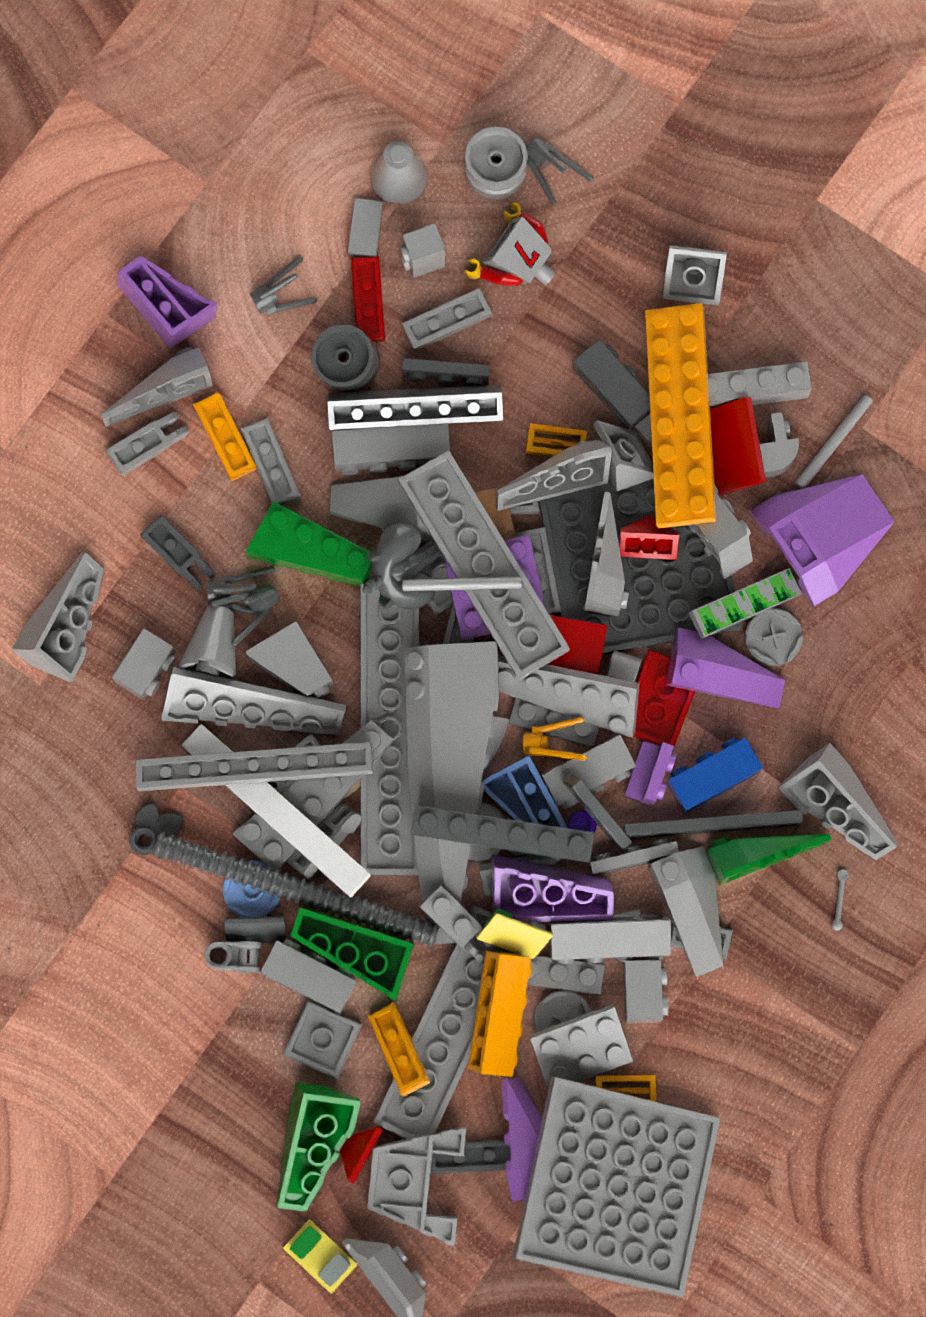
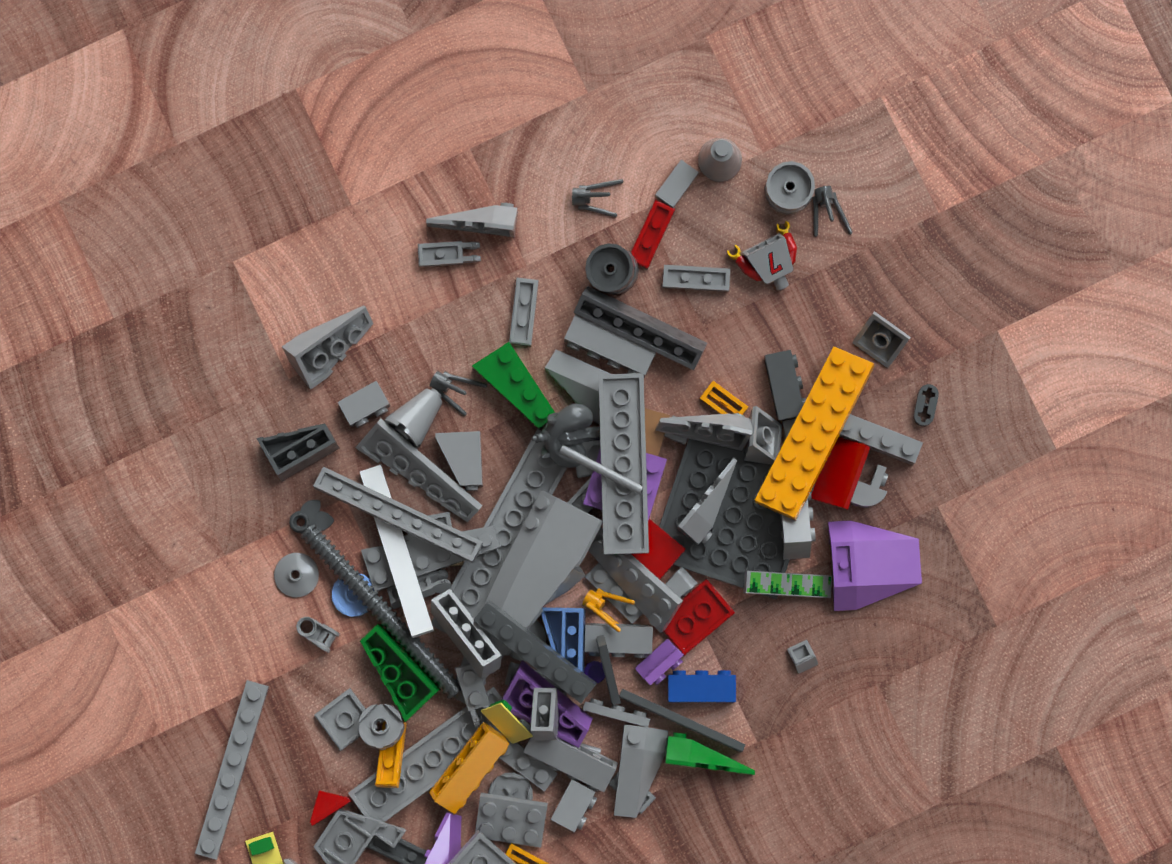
camera: 35 degrees right, 5 degrees up
(96, 756) = (298, 449): none -> dark grey wedge
(164, 302) = (511, 163): medium lavender wedge -> none
(175, 550) = (427, 337): dark grey hinge -> none
(180, 918) = (308, 575): none -> light grey dish
(221, 1173) = (231, 770): none -> light grey plate
(225, 436) = (503, 276): light orange tile -> none
(256, 929) = (341, 622): dark grey slope -> none
(259, 600) = (464, 403): dark grey plant -> none
(309, 976) = (358, 672): light grey brick -> none
(315, 1132) = (307, 778): green wedge -> none
(360, 1008) = (368, 727): none -> light grey plate
(410, 857) = (466, 633): none -> light grey brick
(422, 251) = (704, 223): light grey brick -> none
(445, 372) = (674, 314): dark grey plate -> none
(544, 568) = (666, 485): light grey plate -> none
(554, 898) = (545, 714): none -> light grey slope
(646, 540) = (742, 503): red slope -> none
(720, 671) = (745, 620): medium lavender wedge -> none
(773, 637) = (795, 616): light grey tile -> none
(791, 320) = (920, 404): none -> dark grey beam
(807, 677) = (802, 656): none -> light grey slope
(833, 442) = (912, 505): light grey bar -> none
(835, 795) = (774, 742): light grey wedge -> none
(842, 876) = (749, 802): light grey hinge -> none

